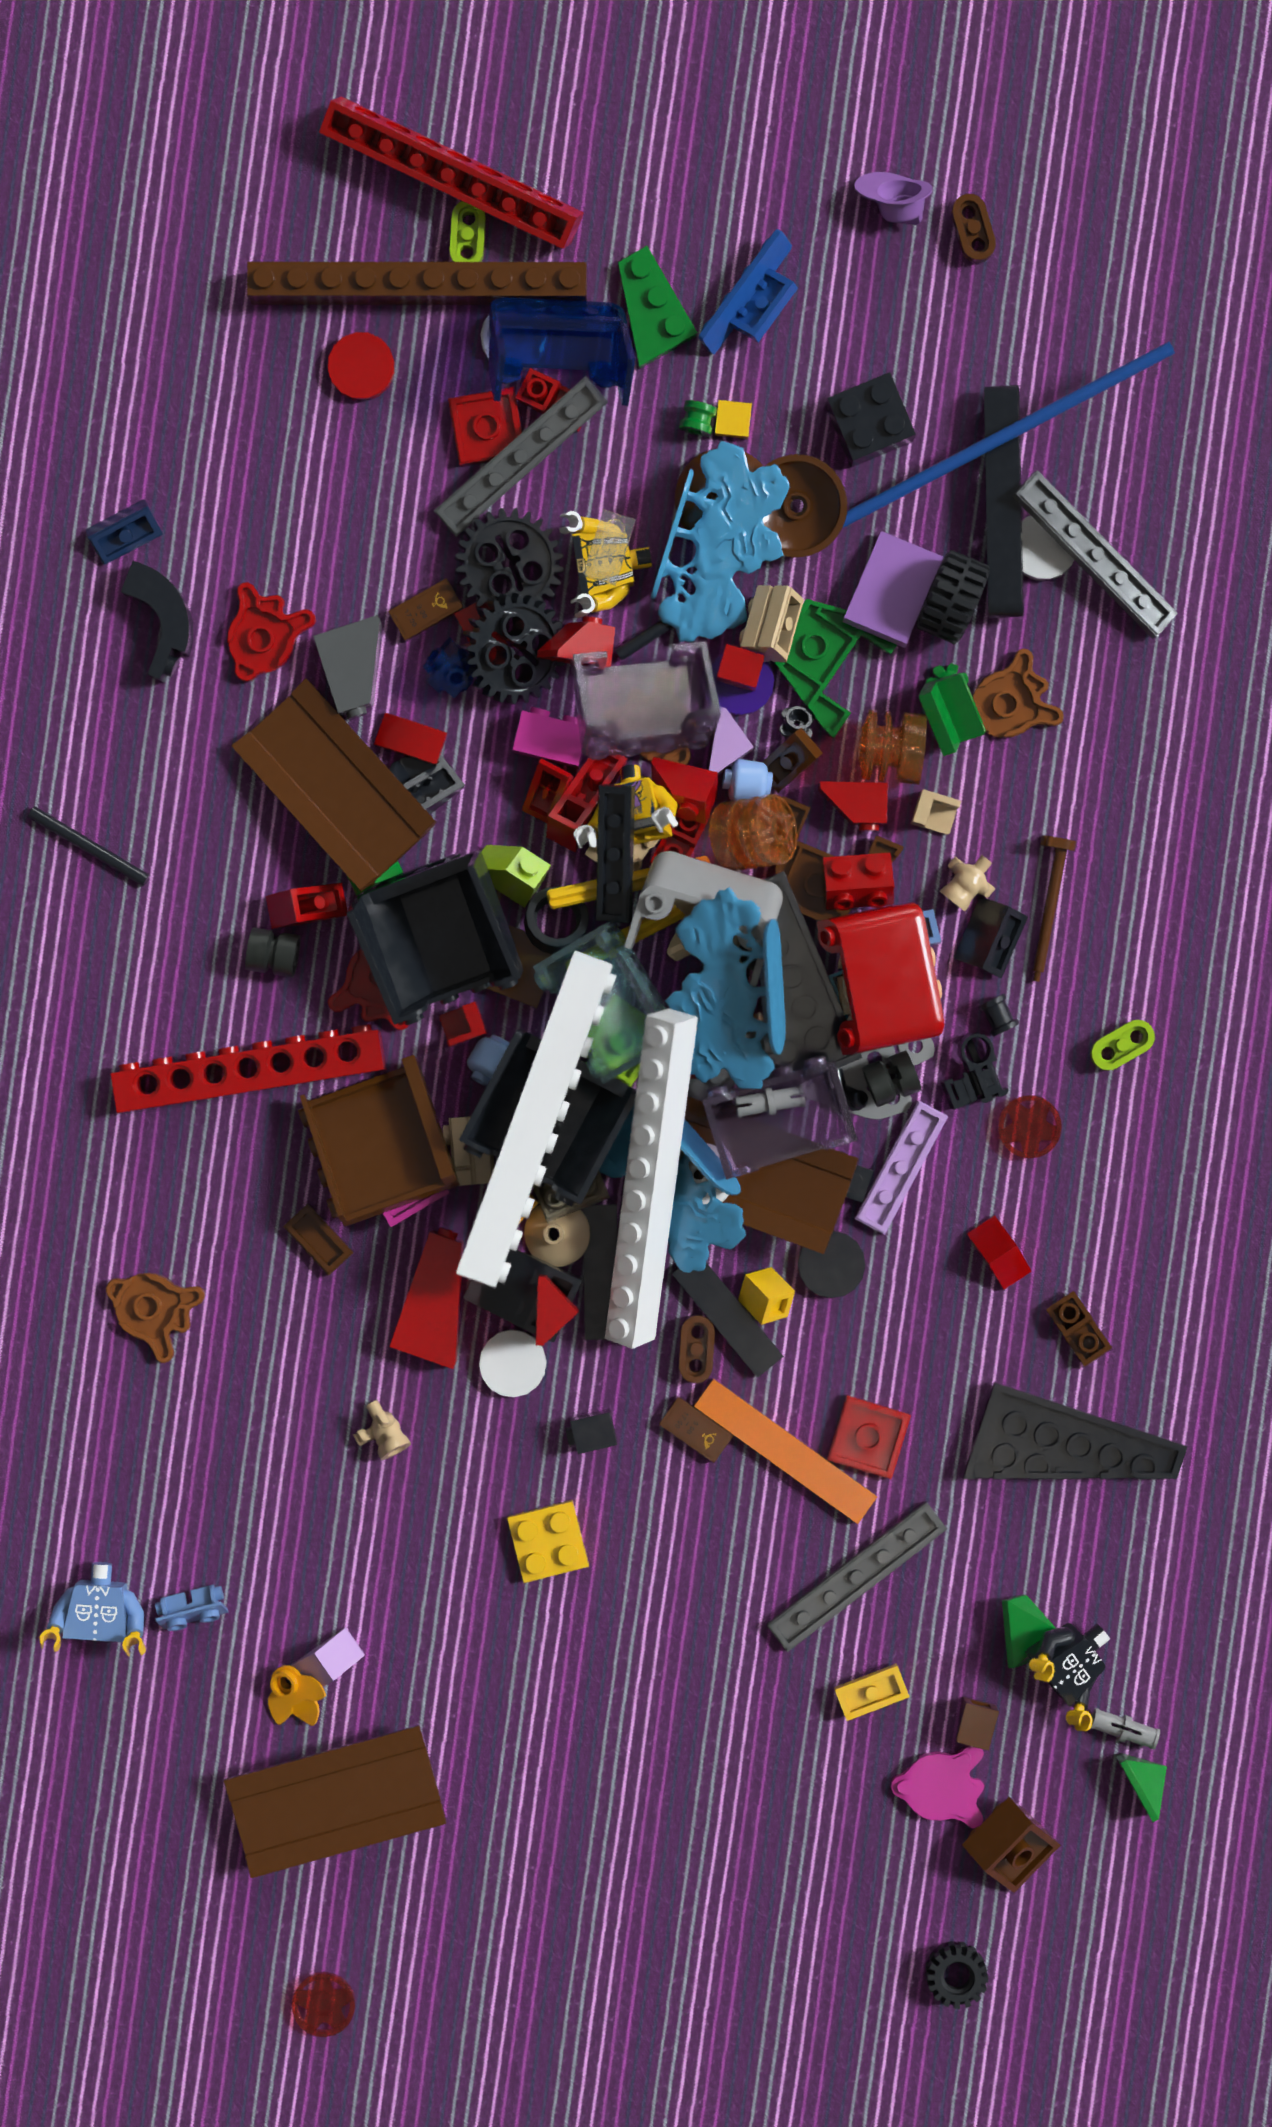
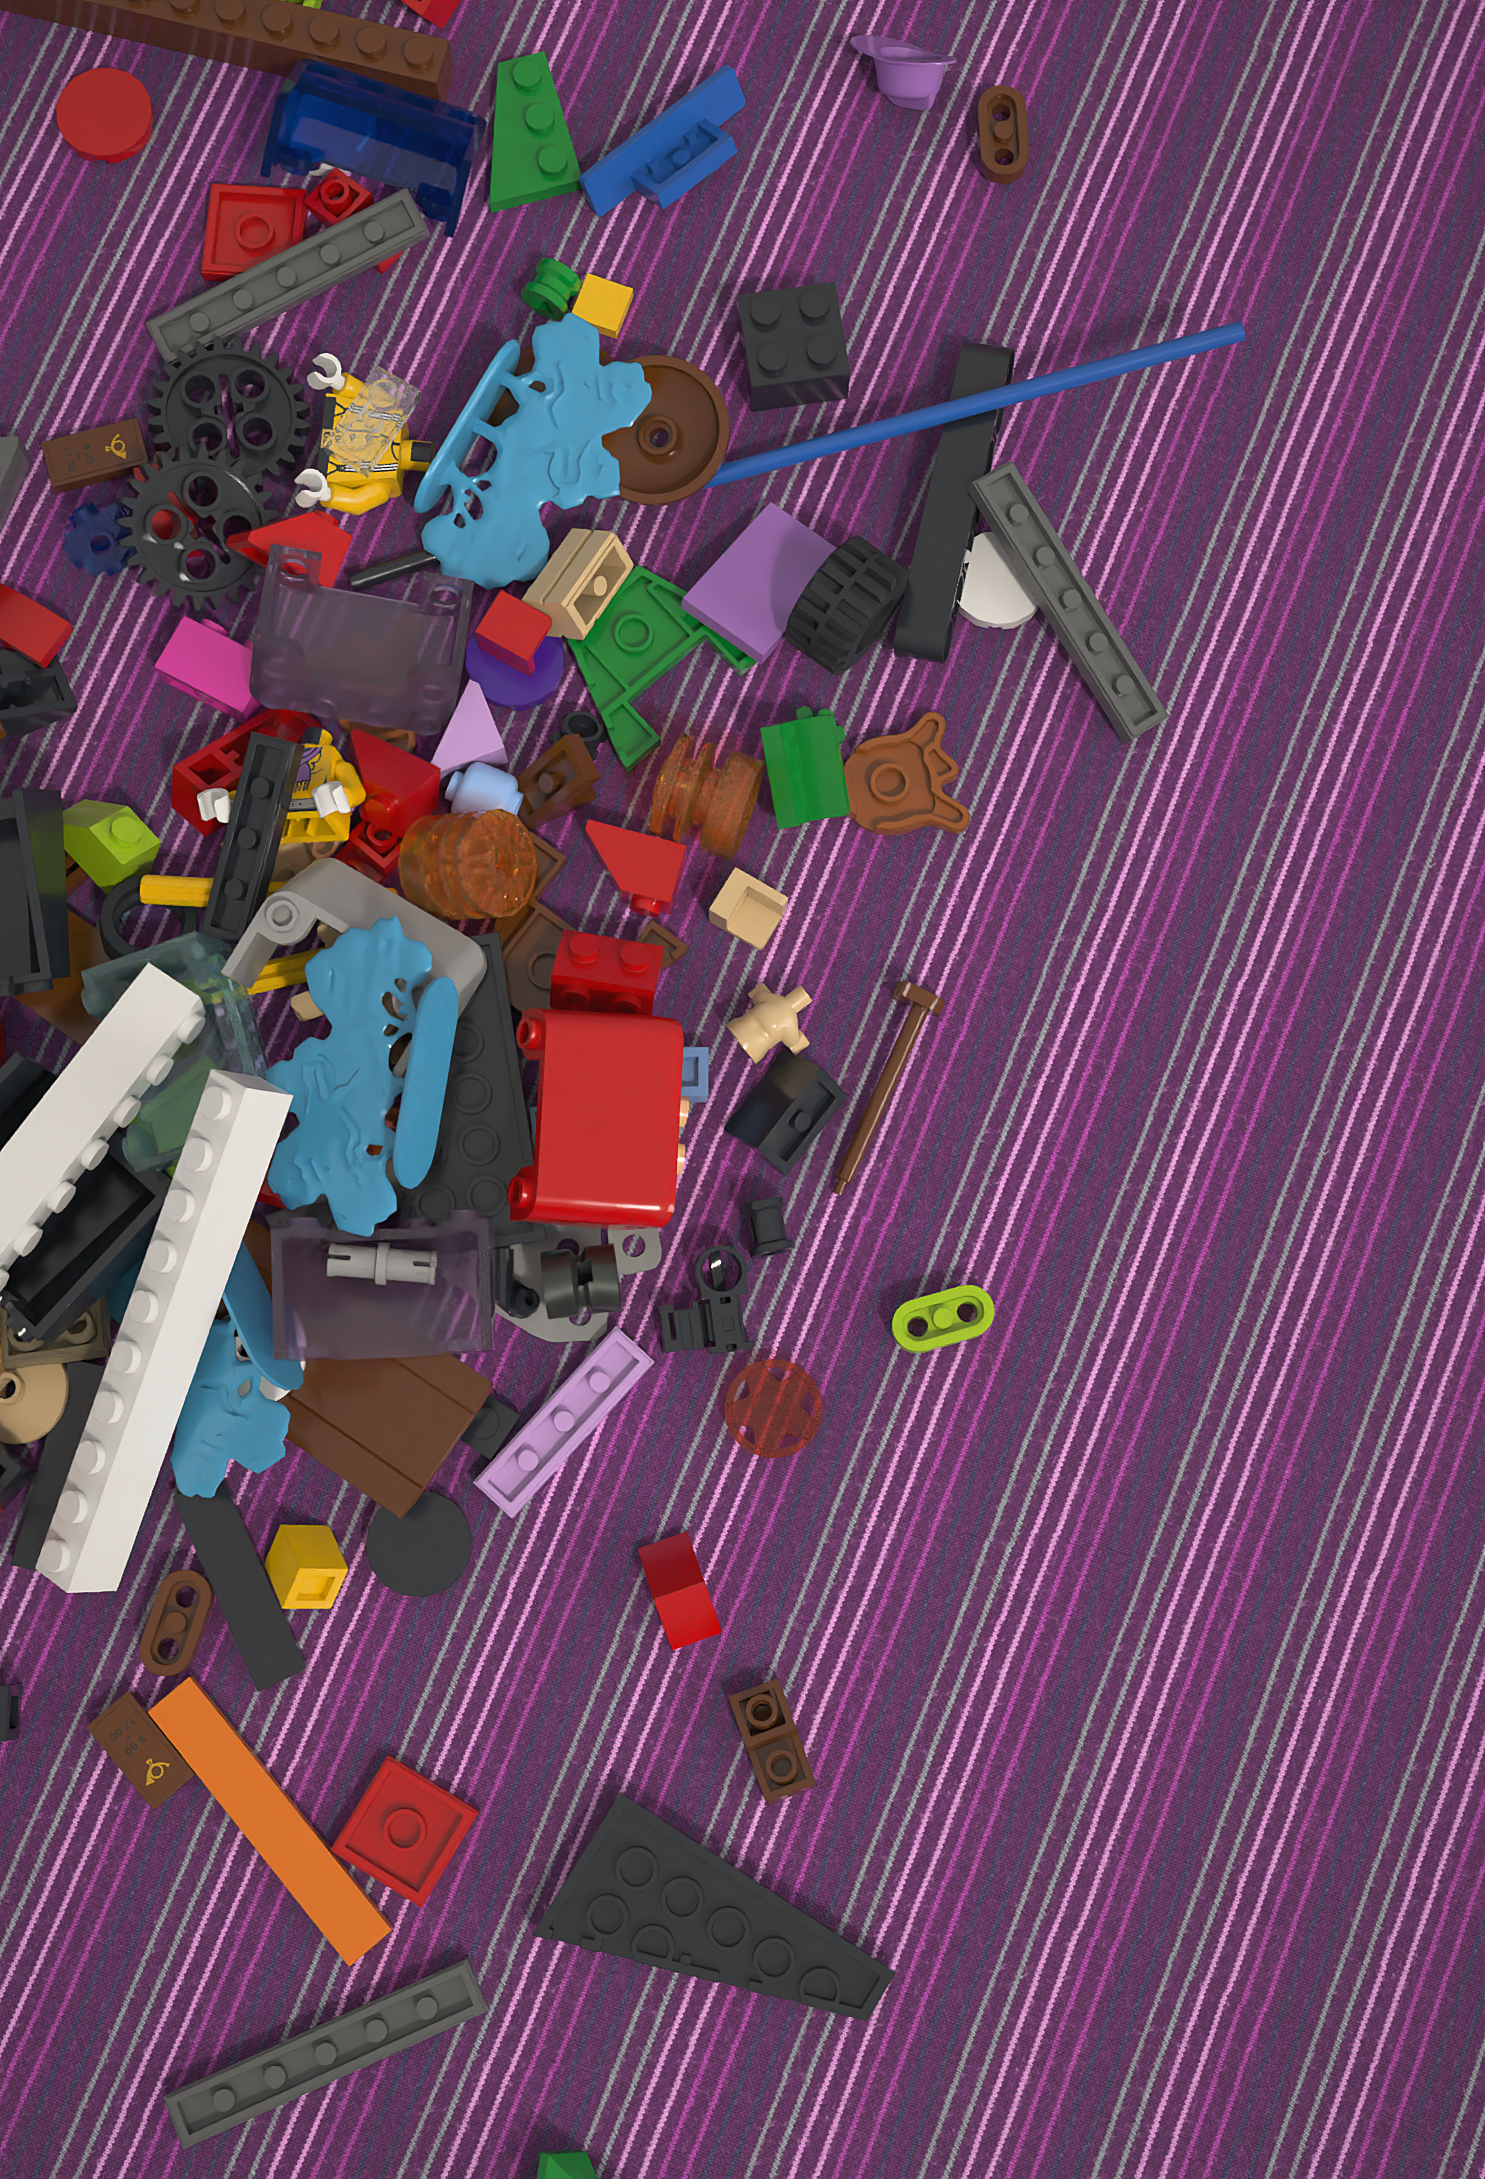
camera: 10 degrees right, 10 degrees down
(546, 789) = (188, 729): red slope -> none

